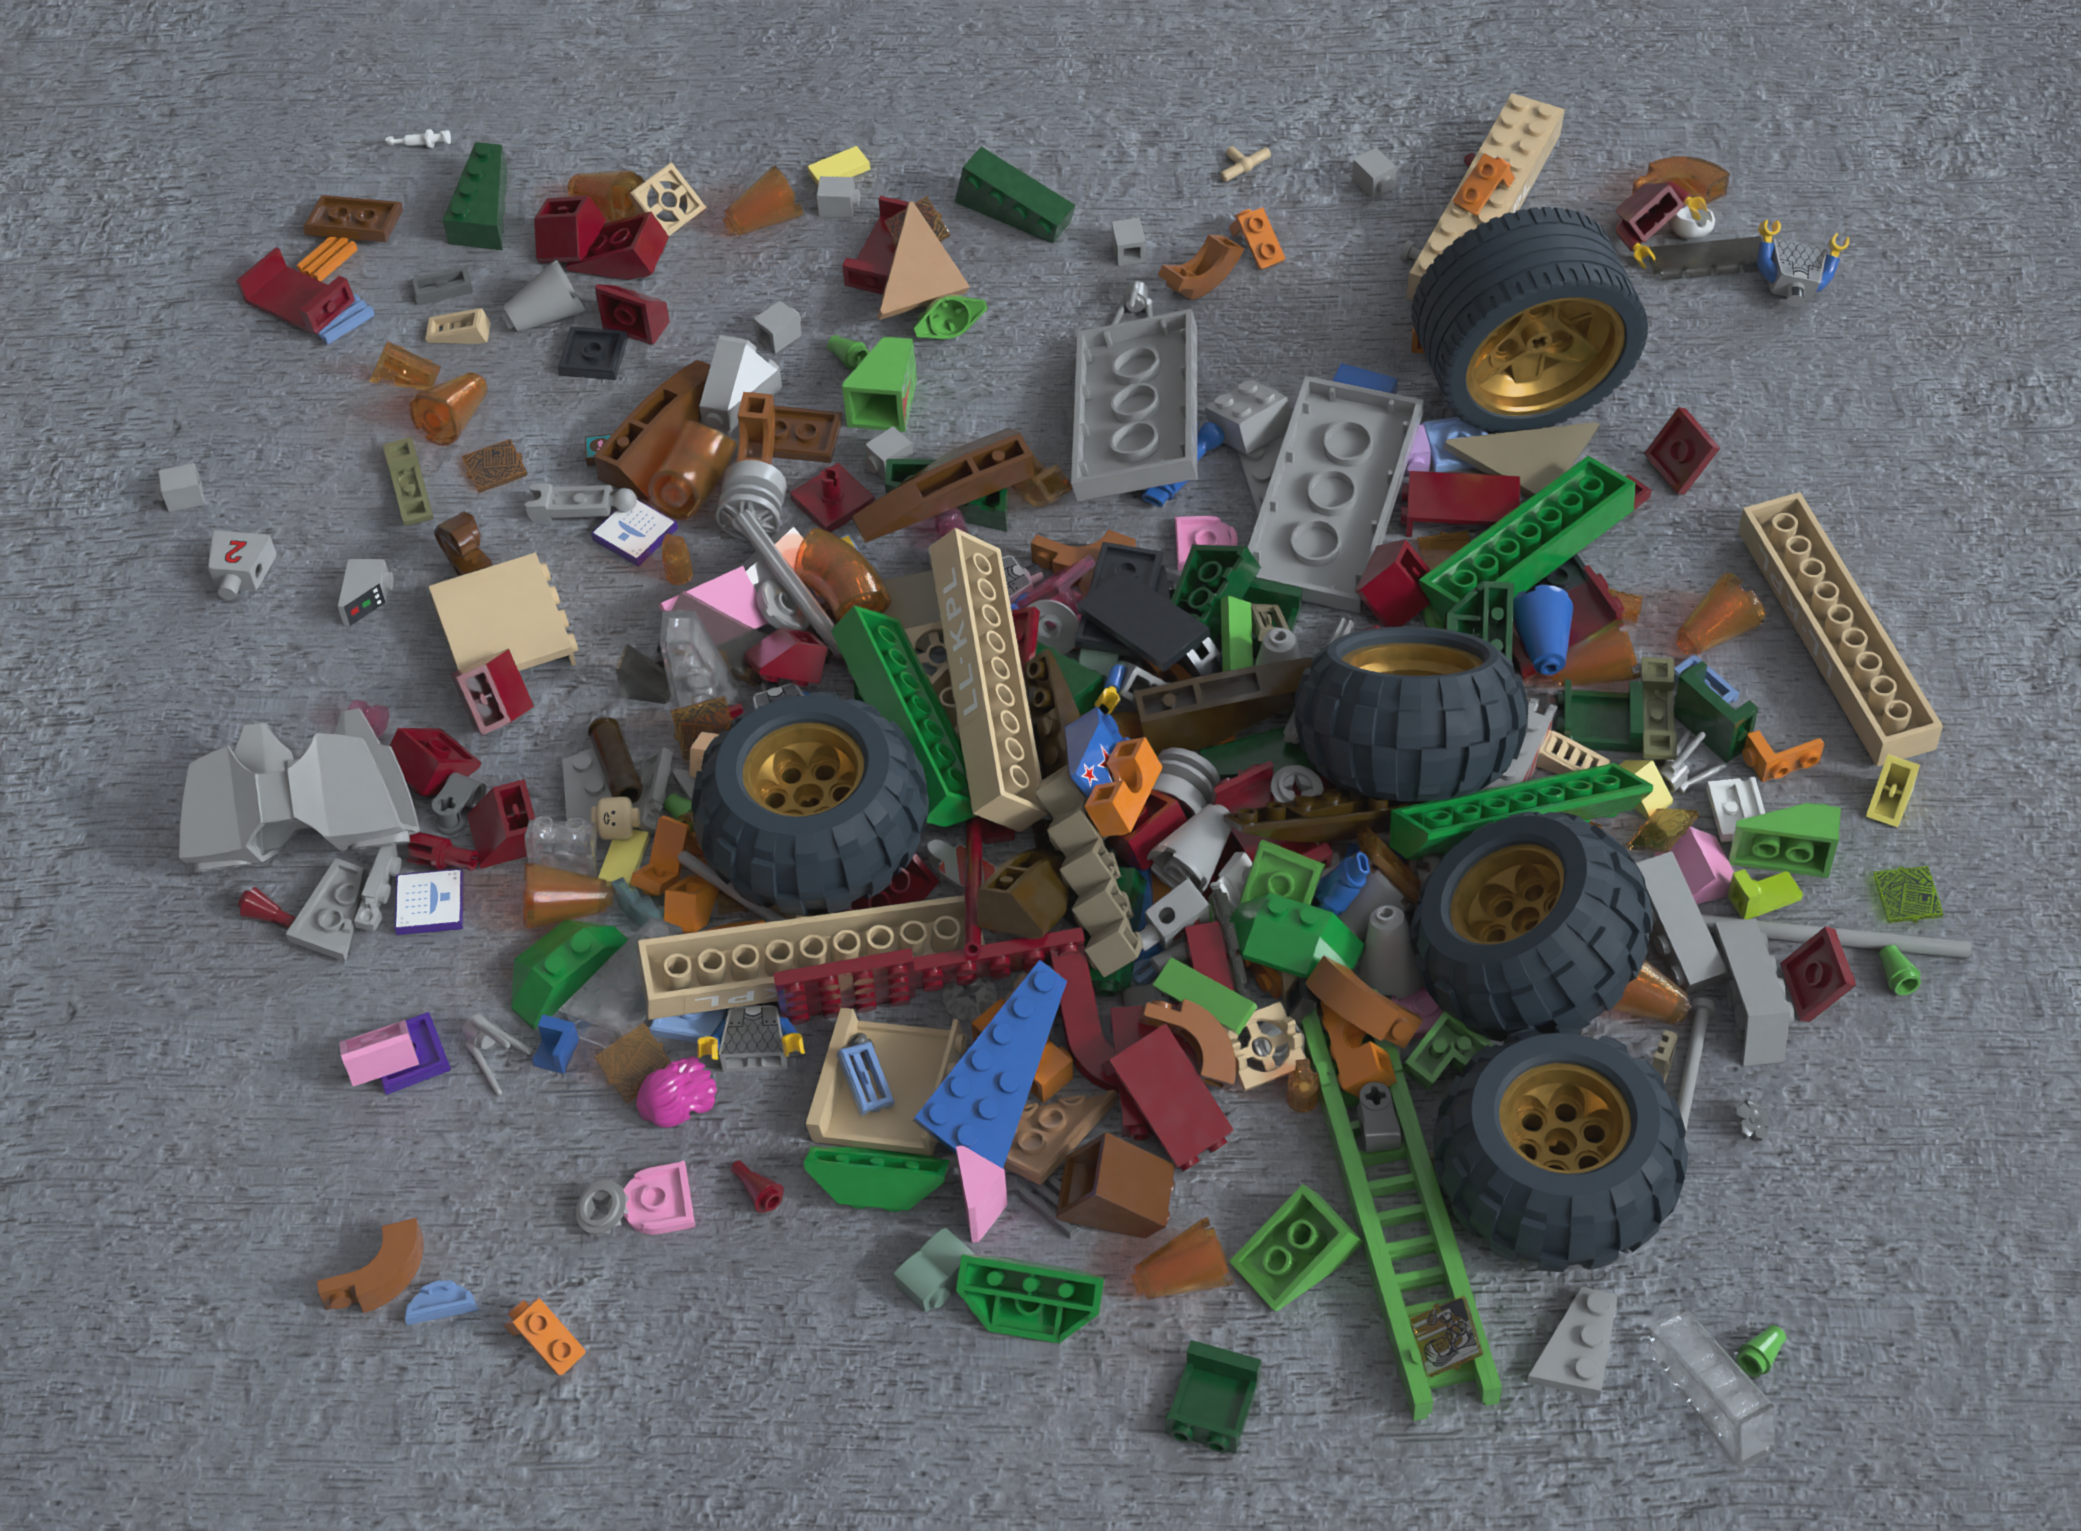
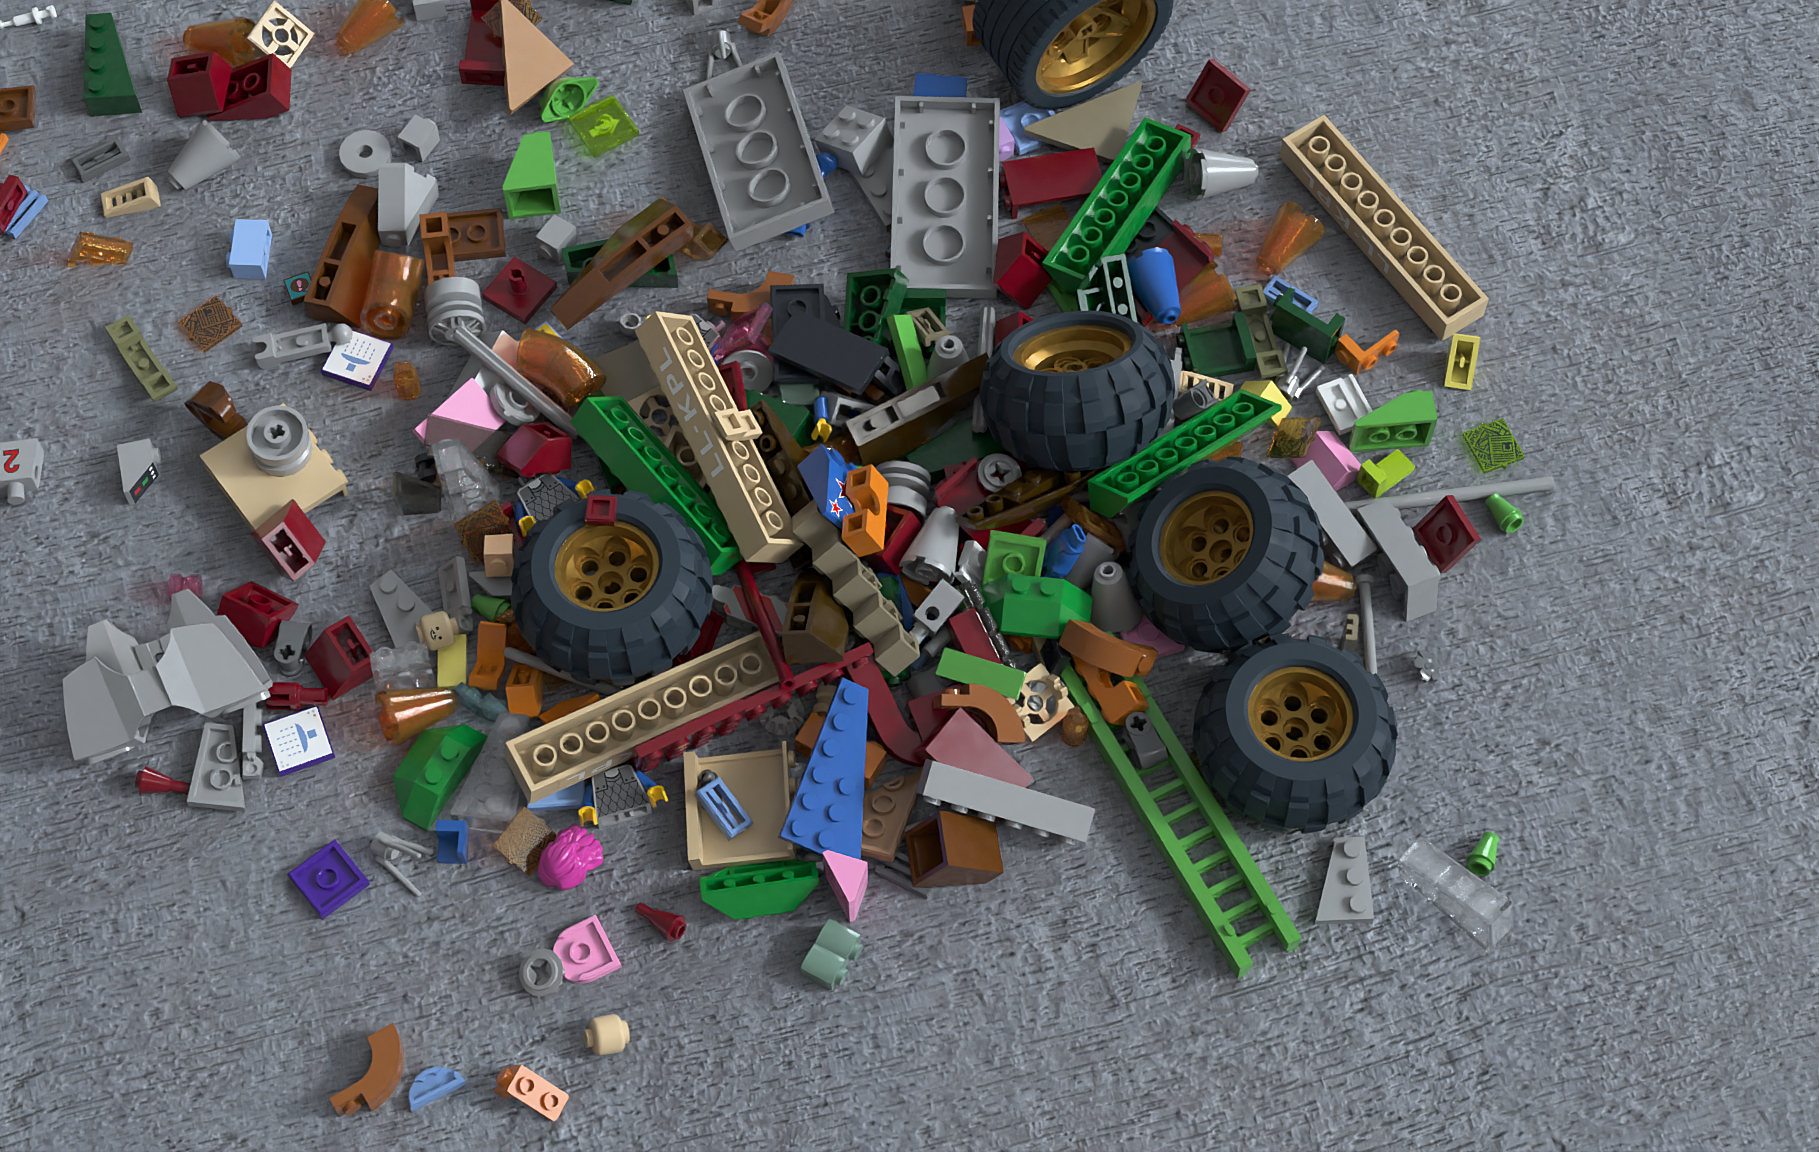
camera: 20 degrees left, 10 degrees up
(378, 1053) = (306, 886): bright pink slope -> none
(448, 407) = (153, 279): clear orange cone -> none
(514, 586) = (279, 441): none -> light grey wheel
(561, 399) = (249, 249): none -> light blue brick
(593, 353) = (261, 196): black tile -> none
(615, 758) = (416, 576): dark brown axle -> none
(633, 312) = (285, 152): dark red slope -> none
(649, 1293) = (606, 1035): none -> tan head
(711, 321) = (360, 142): none -> light grey tile
(815, 708) = (601, 510): none -> dark red tile
(848, 351) = (489, 148): bright green cone -> none
(948, 521) = (634, 299): clear pink wheel -> none
(981, 354) = (603, 125): none -> clear neon green tile
(1009, 668) = (737, 425): none -> tan slope
(1028, 1296) = (914, 957): green wedge -> none
(1184, 1264) = (1027, 900): clear orange cone -> none
(1189, 1143) = (1006, 801): none -> light grey brick
(1201, 531) = (844, 257): bright pink tile -> none
(1213, 1397) = (1081, 1002): dark green panel -> none
(1295, 1248) = (1108, 864): bright green slope -> none
(1443, 1045) = (1176, 666): bright green brick -> none
(1446, 1336) = (1248, 907): piece -> none
(1552, 760) = (1194, 401): none -> dark grey piece
(1656, 531) = (1214, 173): none -> light grey cone

